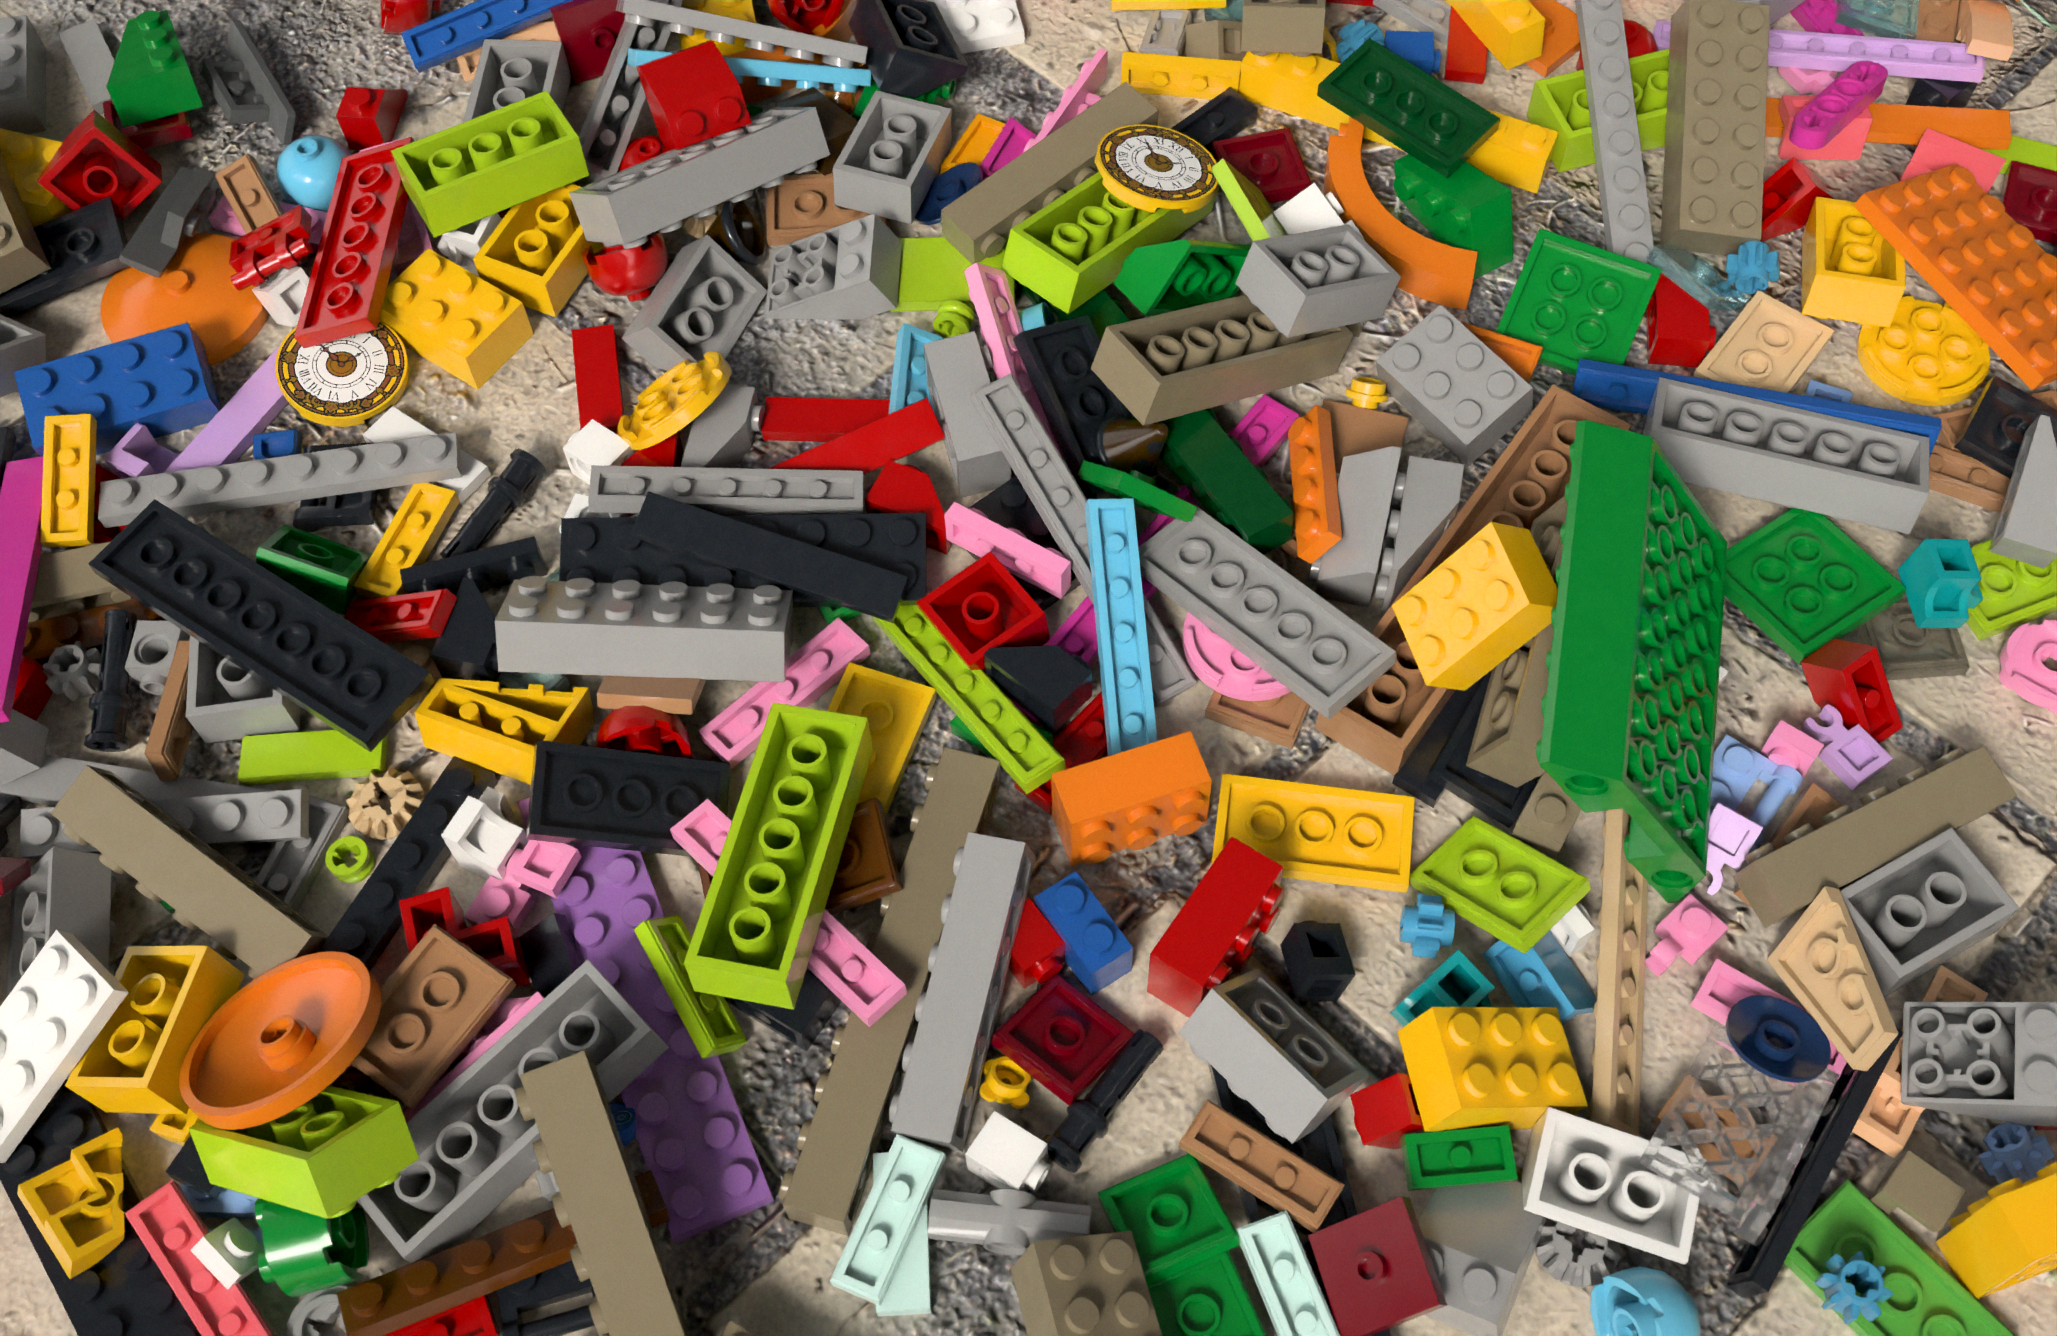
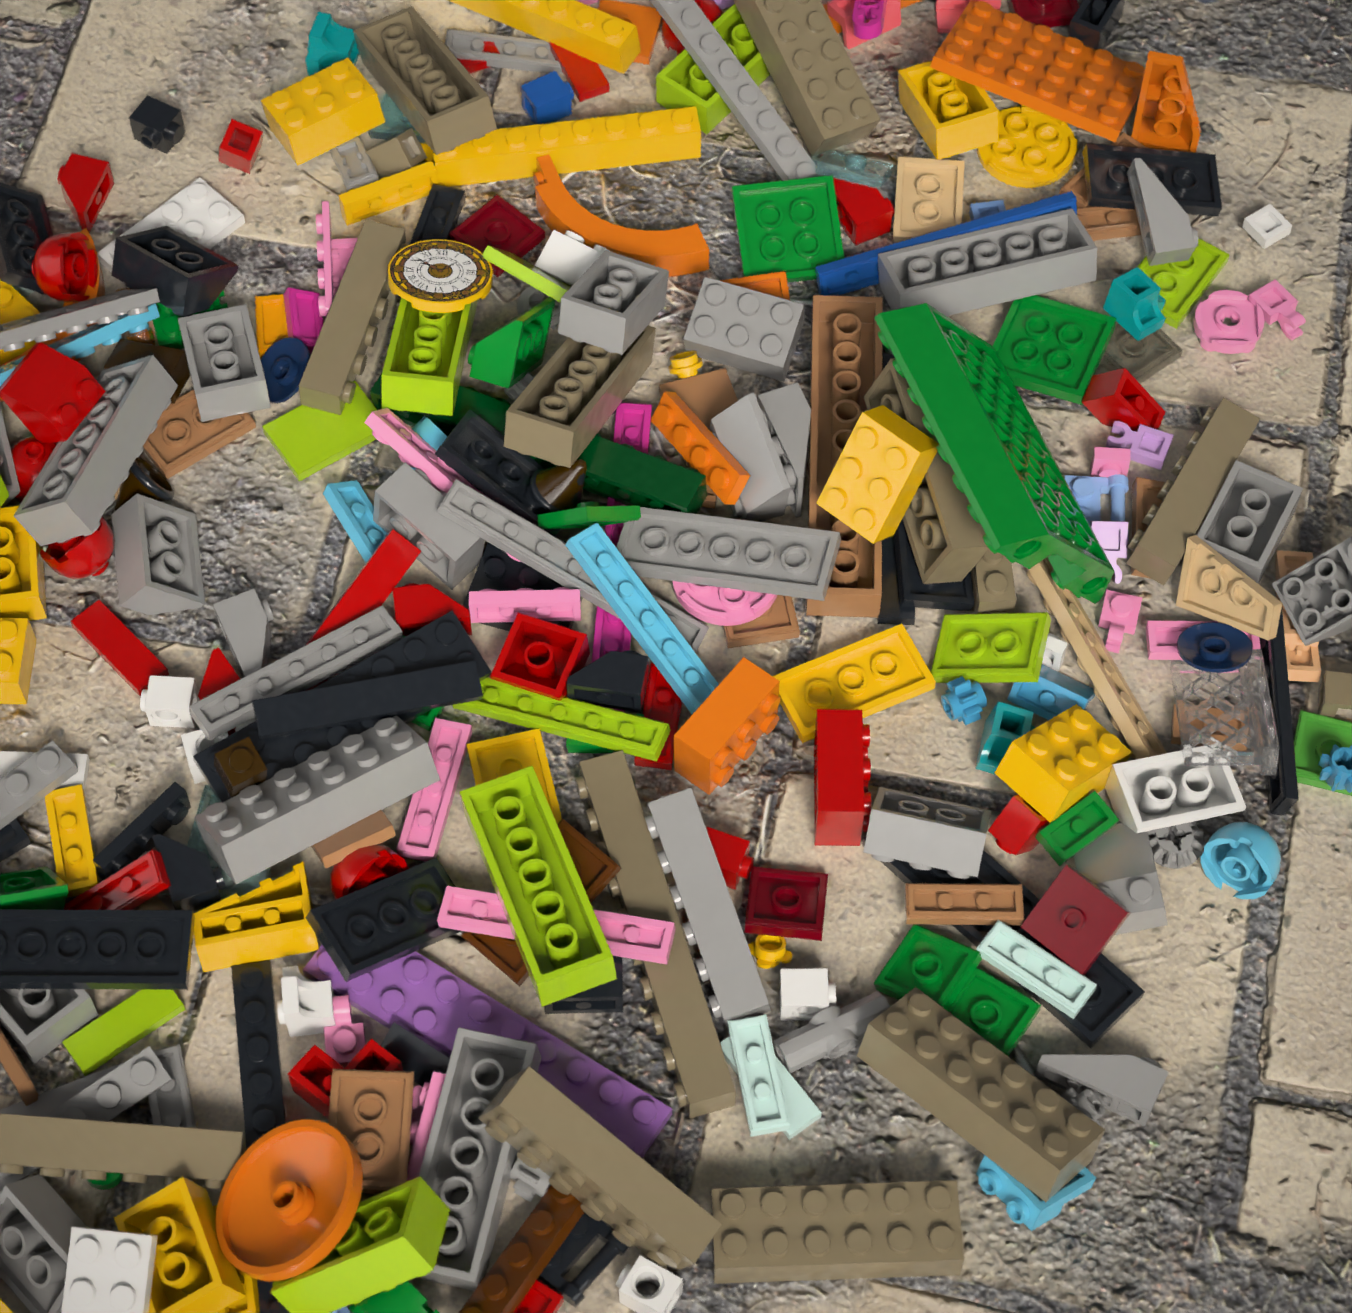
camera: 35 degrees left, 0 degrees up
(363, 855) = (207, 1066): lime bush -> none
(370, 818) = (209, 1041): tan gear -> none
(504, 494) = (117, 765): black pin -> none
(545, 866) = (366, 994): bright pink plate -> none
(587, 551) = (240, 766): none -> dark brown brick
(674, 400) = (203, 629): yellow tile -> none
(703, 1014) = (522, 1012): lime tile -> none
(818, 417) = (313, 585): red tile -> none
(836, 273) = (241, 474): light grey slope -> none
(953, 319) = (356, 463): lime bush -> none
(1089, 1117) = (837, 940): black pin -> none
(1092, 940) = (767, 829): blue brick -> none
(1317, 961) = (911, 761): black brick -> none
(1355, 35) = (507, 104): dark azure gear -> none
(1408, 107) = (584, 140): dark green plate -> none
(1461, 210) = (656, 193): green wedge -> none
(1752, 267) = (884, 141): dark azure gear -> none
(1789, 199) = (879, 76): red slope -> none

